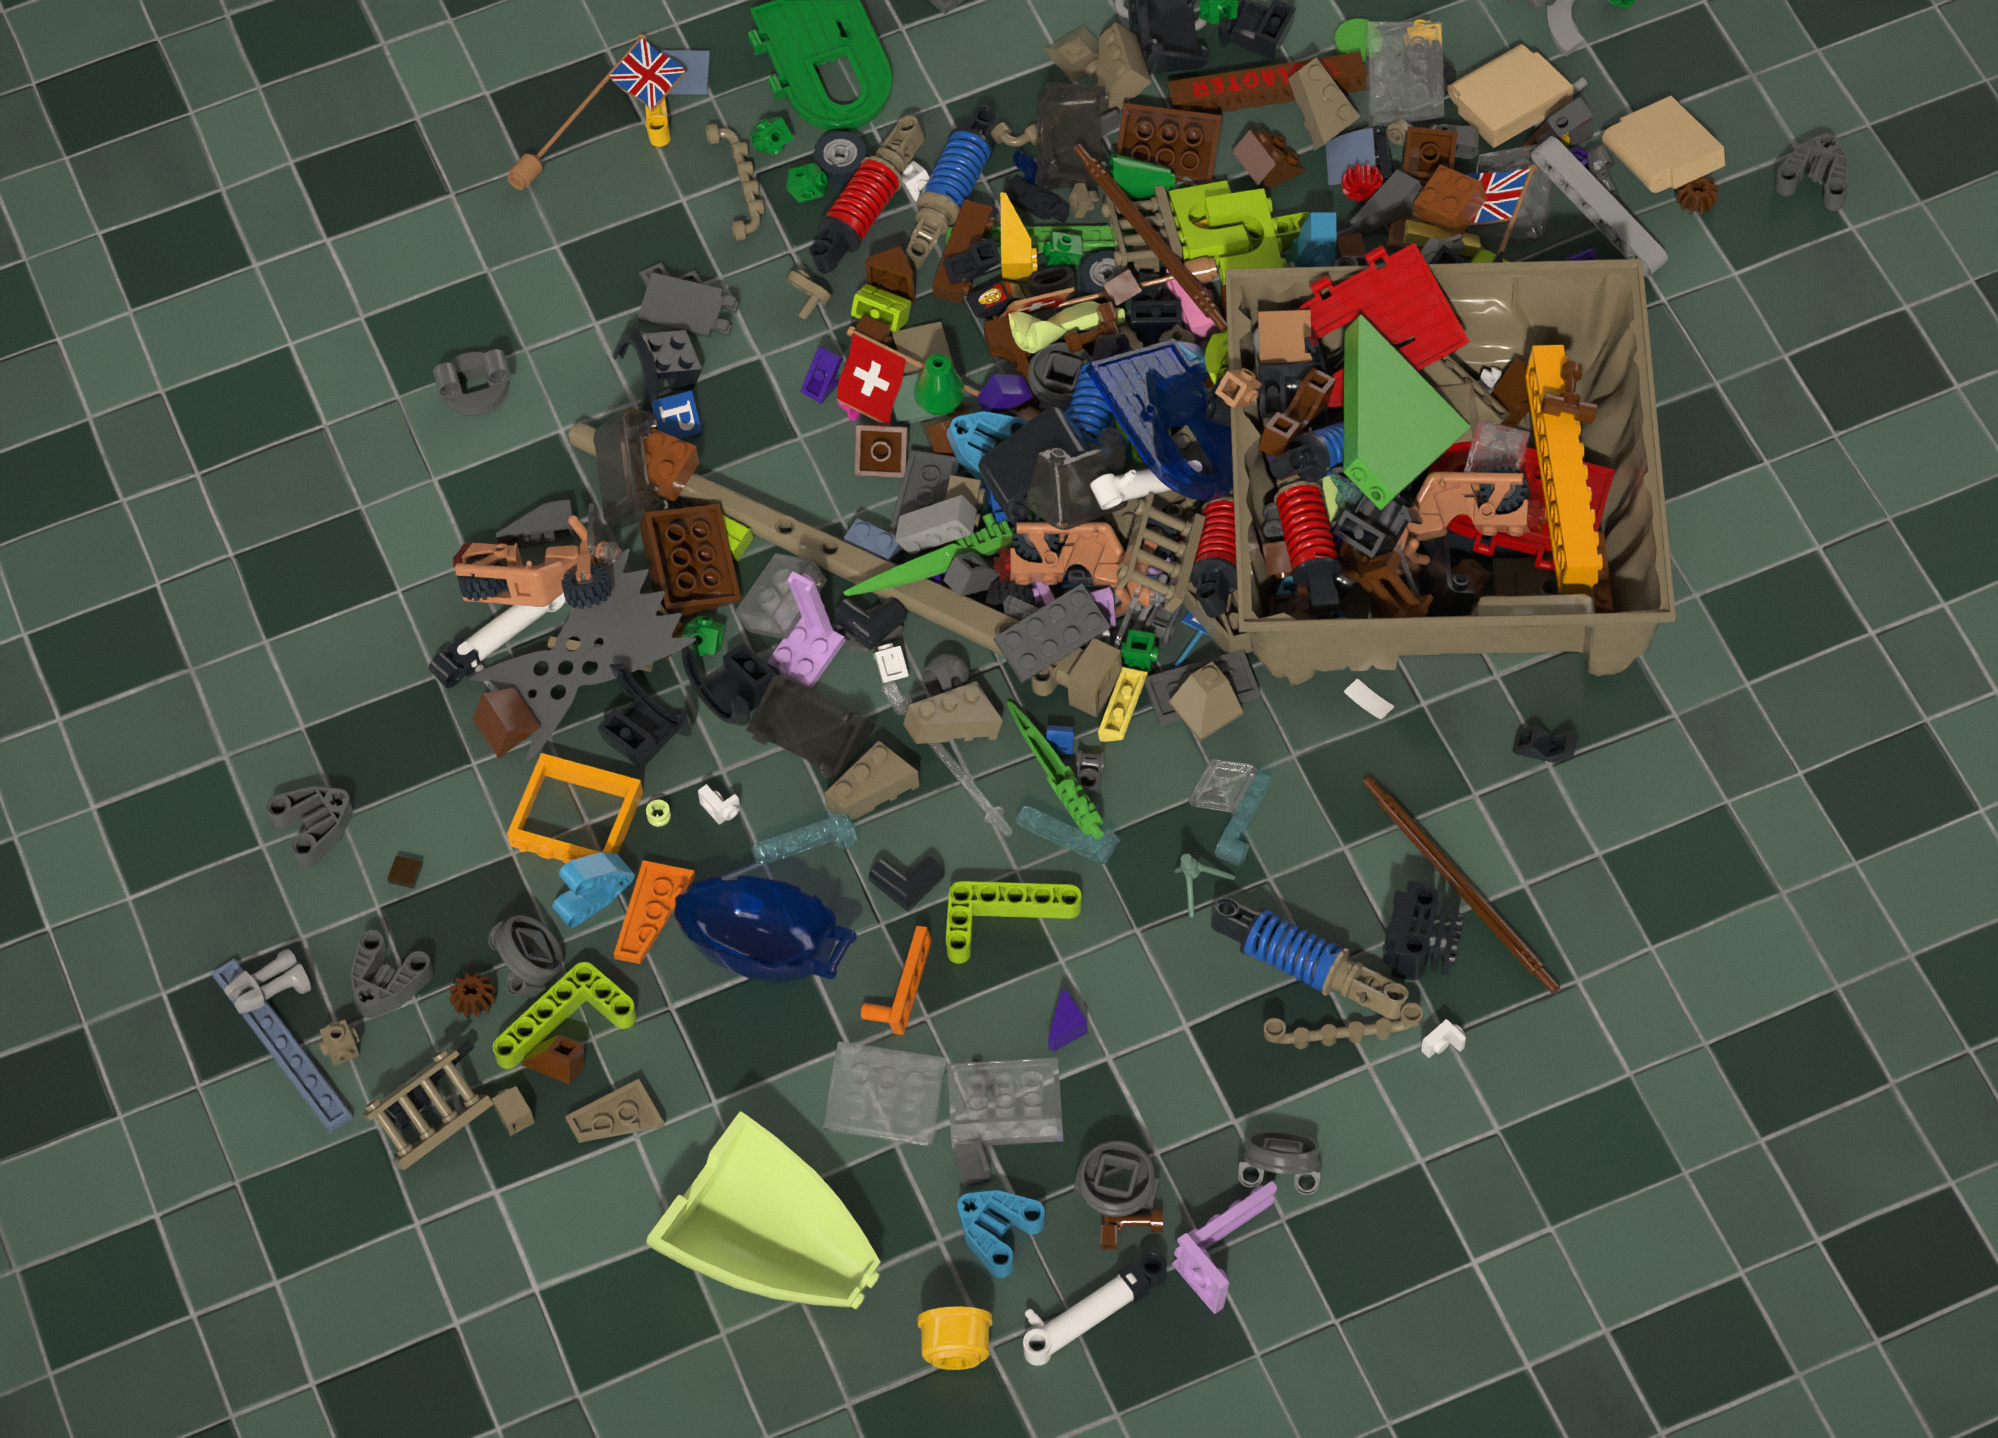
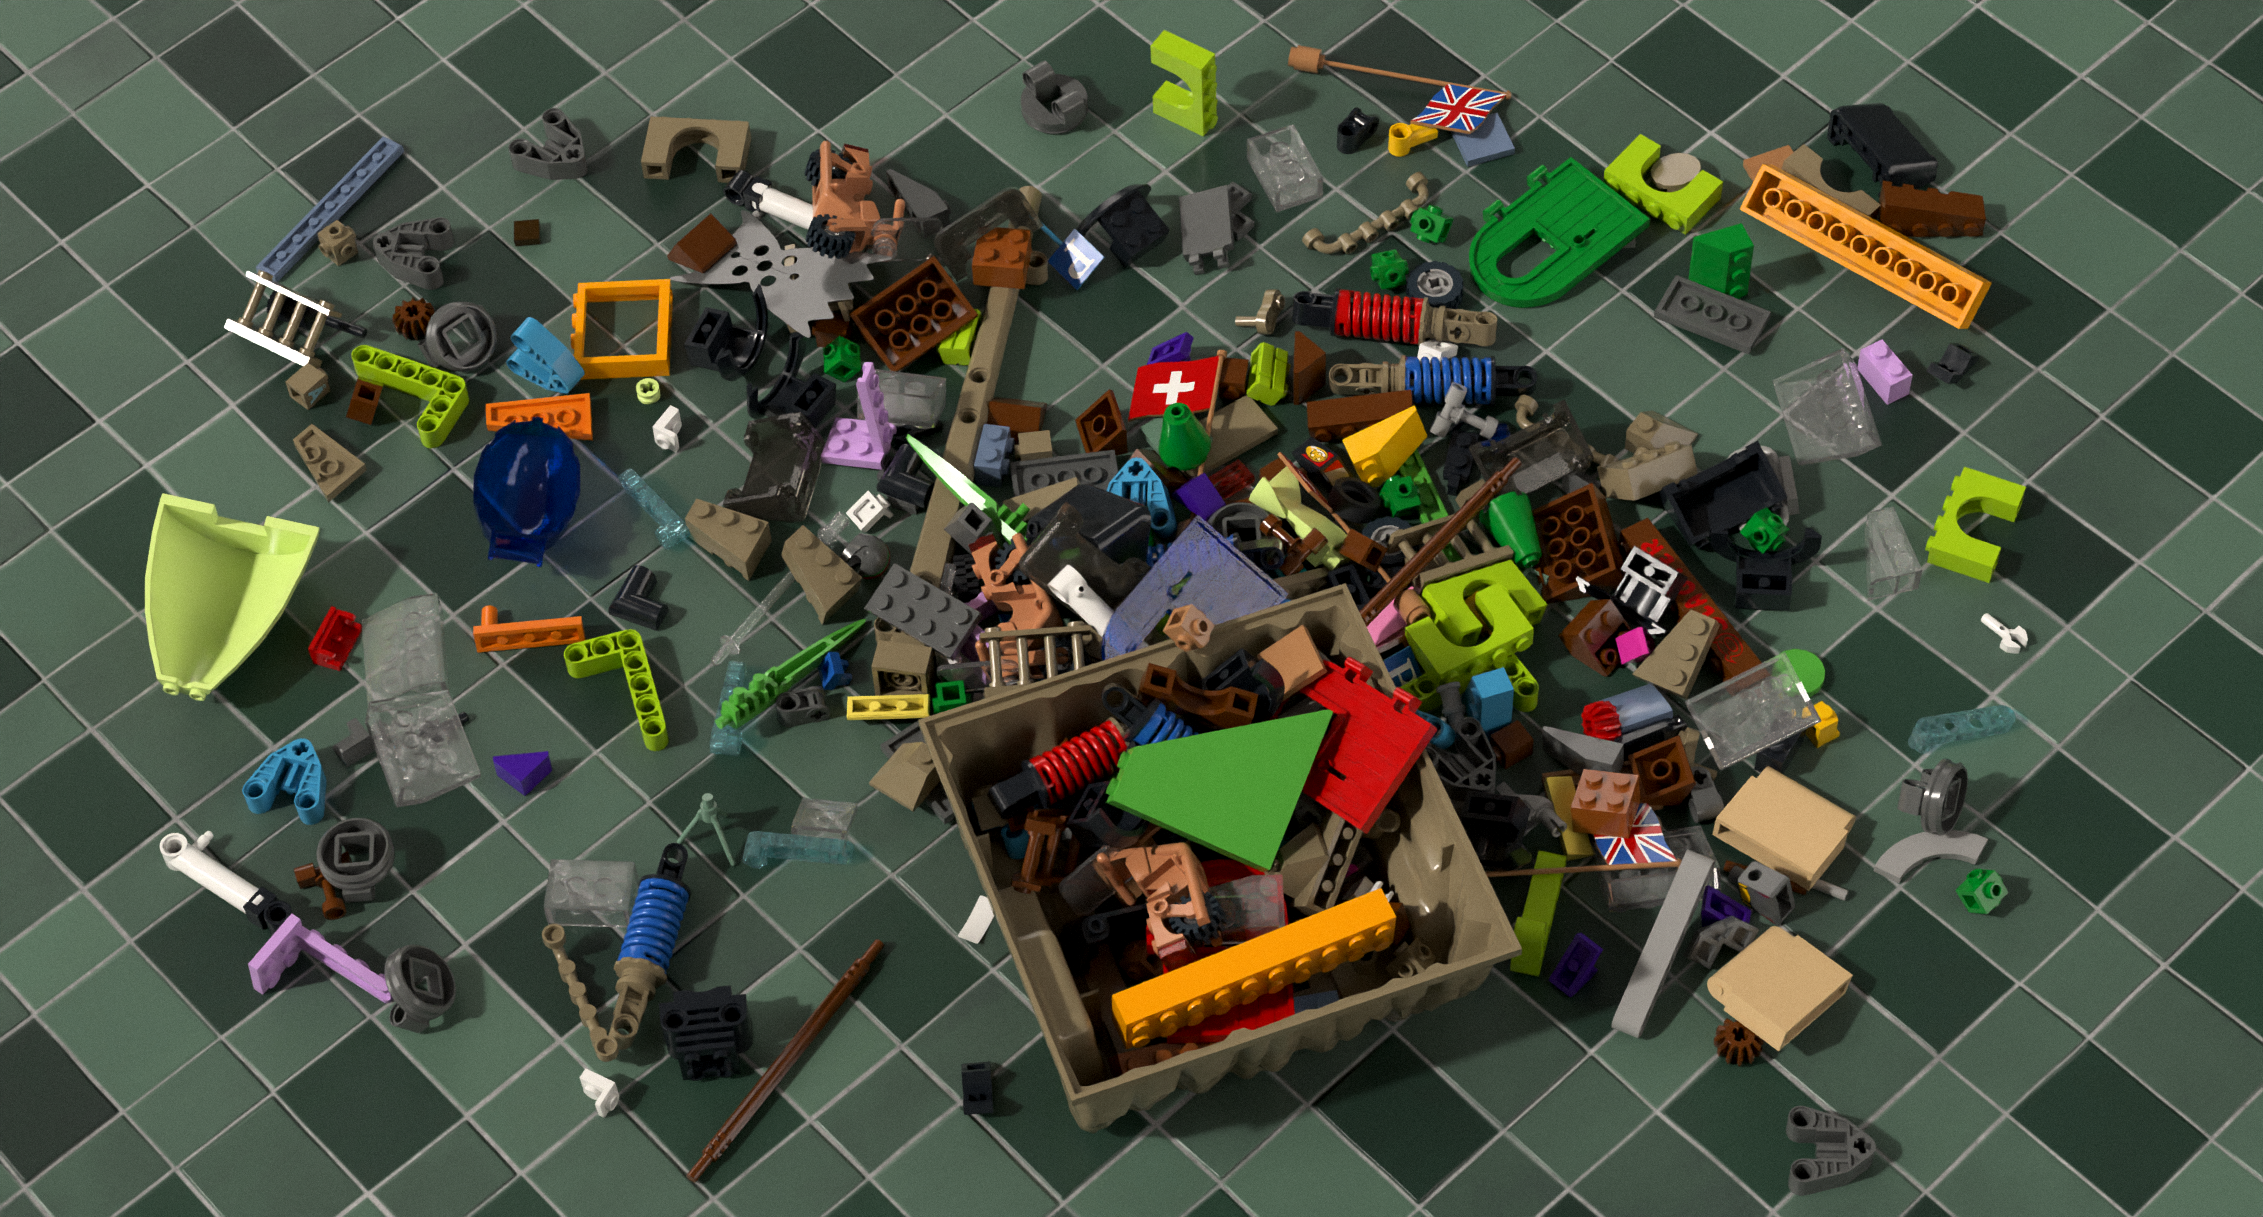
camera: 70 degrees right, 5 degrees down
(246, 988) = (362, 166): light grey piece -> none
(378, 663) = (669, 135): none -> dark tan arch
(546, 273) = (1198, 70): none -> lime arch
(628, 161) = (1355, 131): none -> black piece
(651, 224) = (1284, 168): none -> clear brick
(837, 512) = (1017, 414): none -> reddish brown slope
(840, 1154) = (334, 639): none -> red hinge
(881, 509) = (1033, 446): none -> dark tan brick
(936, 525) = (1012, 483): light grey brick -> none
(955, 1337) = (156, 777): yellow wheel -> none
(968, 266) = (1336, 418): black slope -> none
(973, 362) = (1234, 483): none -> clear red tile
(994, 180) = (1454, 411): none -> light grey bar
(1228, 995) = (590, 893): none -> clear brick
(1247, 106) = (1644, 591): none -> black piece
(1297, 130) = (1635, 645): none -> dark pink slope
(1569, 401) = (1314, 936): reddish brown bar -> none

